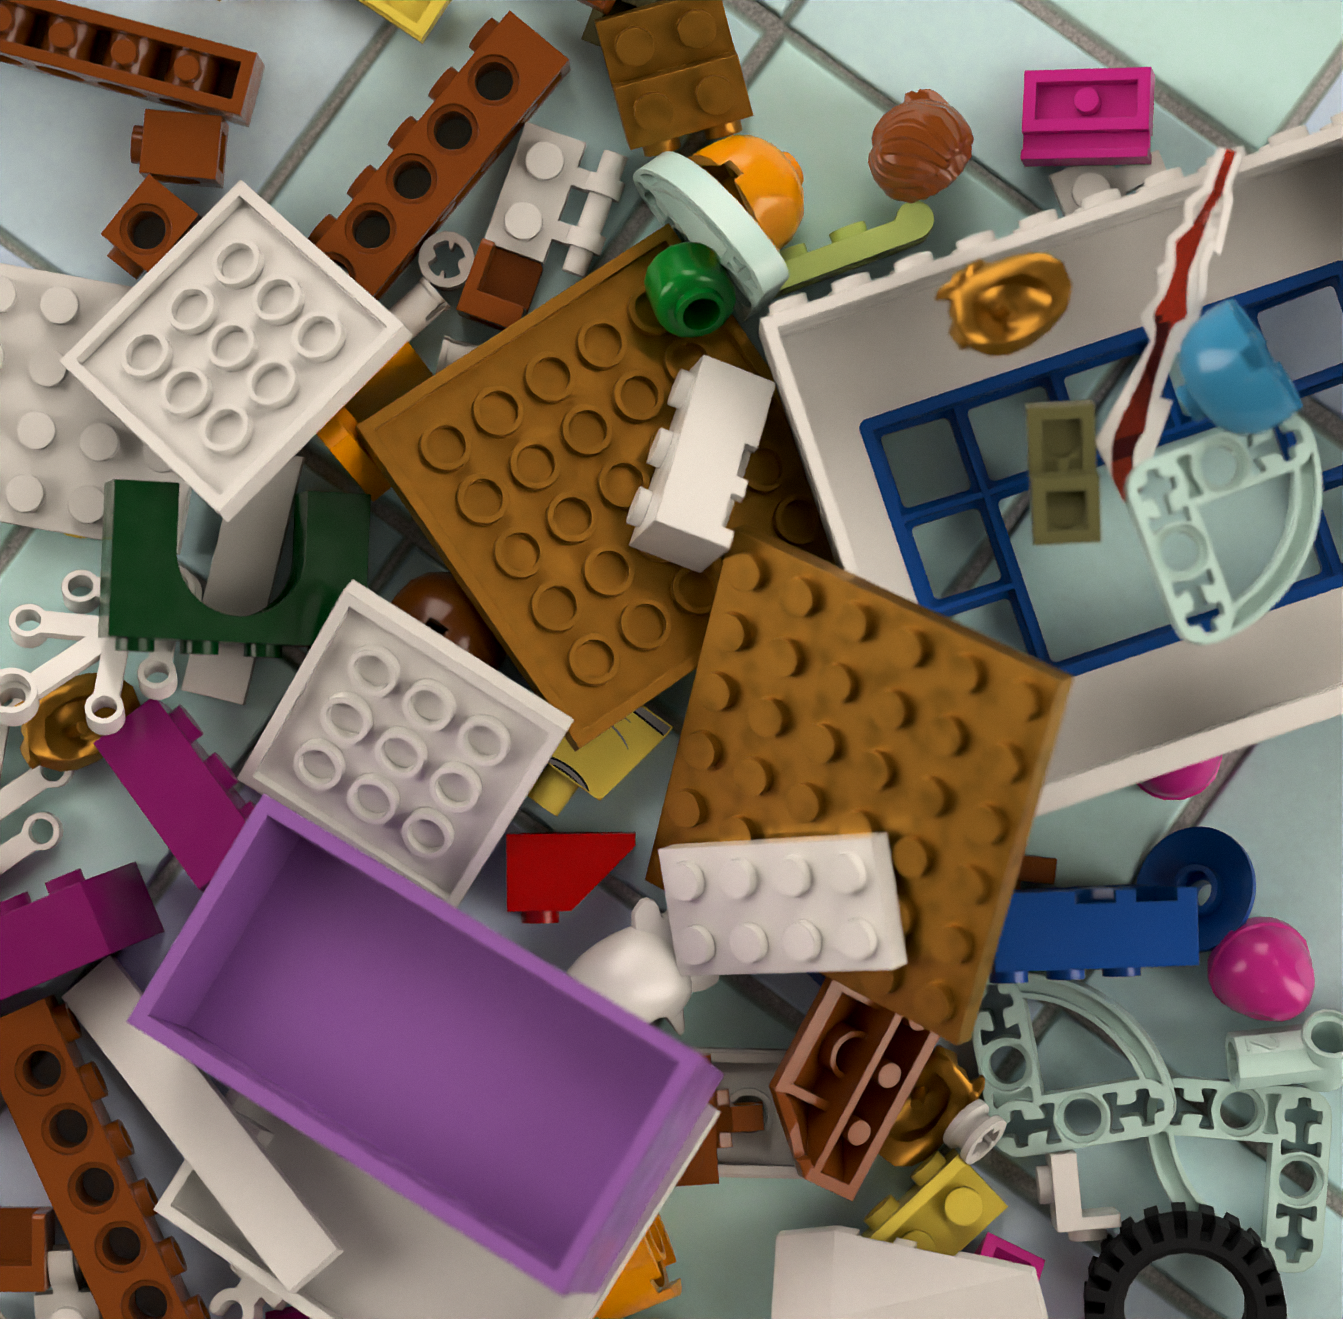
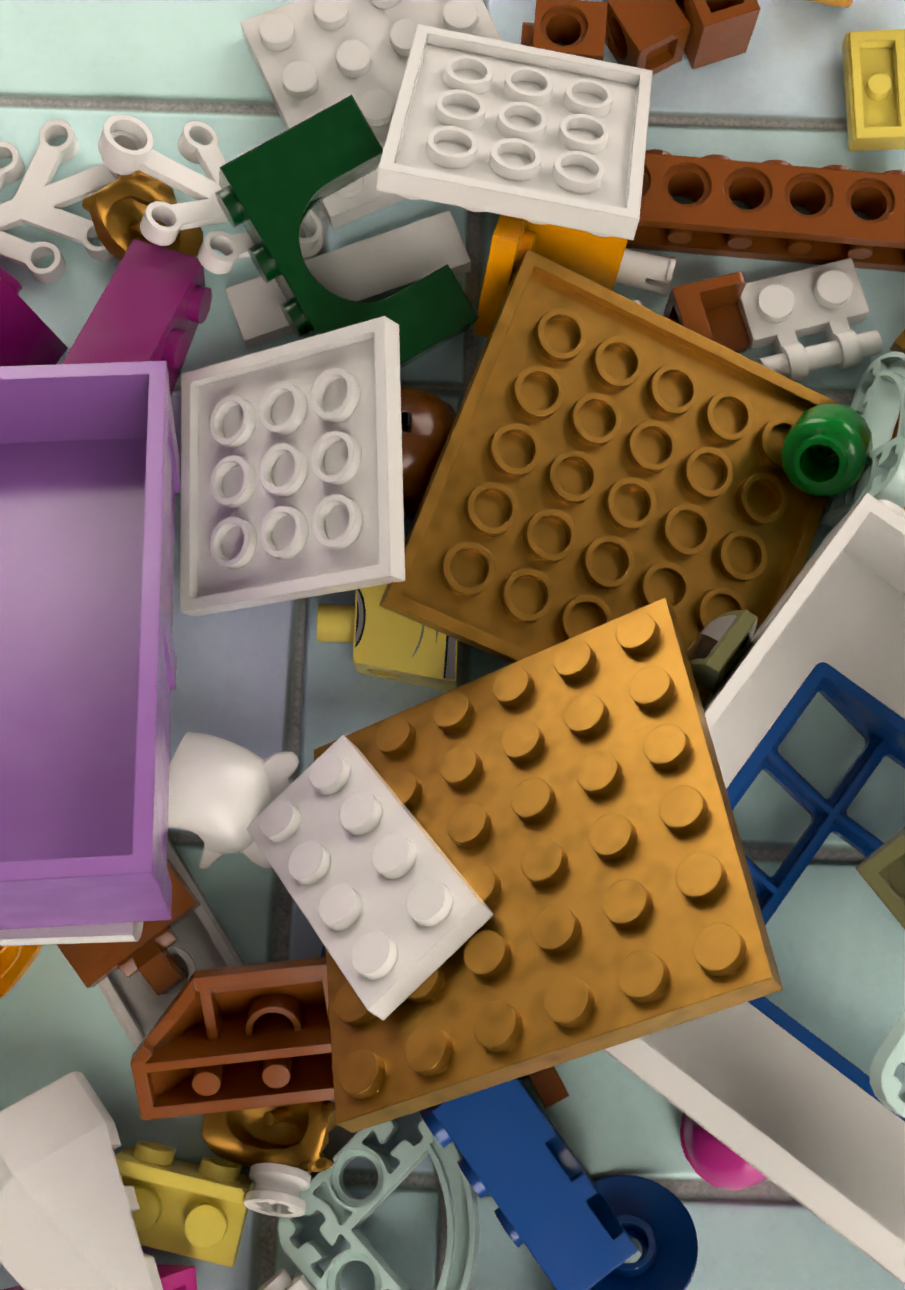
camera: 55 degrees right, 10 degrees down
(428, 257) = (702, 253): white bush -> none
(559, 869) = (273, 671): red slope -> none
(700, 464) = (692, 547): white wedge -> none
(798, 513) = (721, 647): none -> olive slope

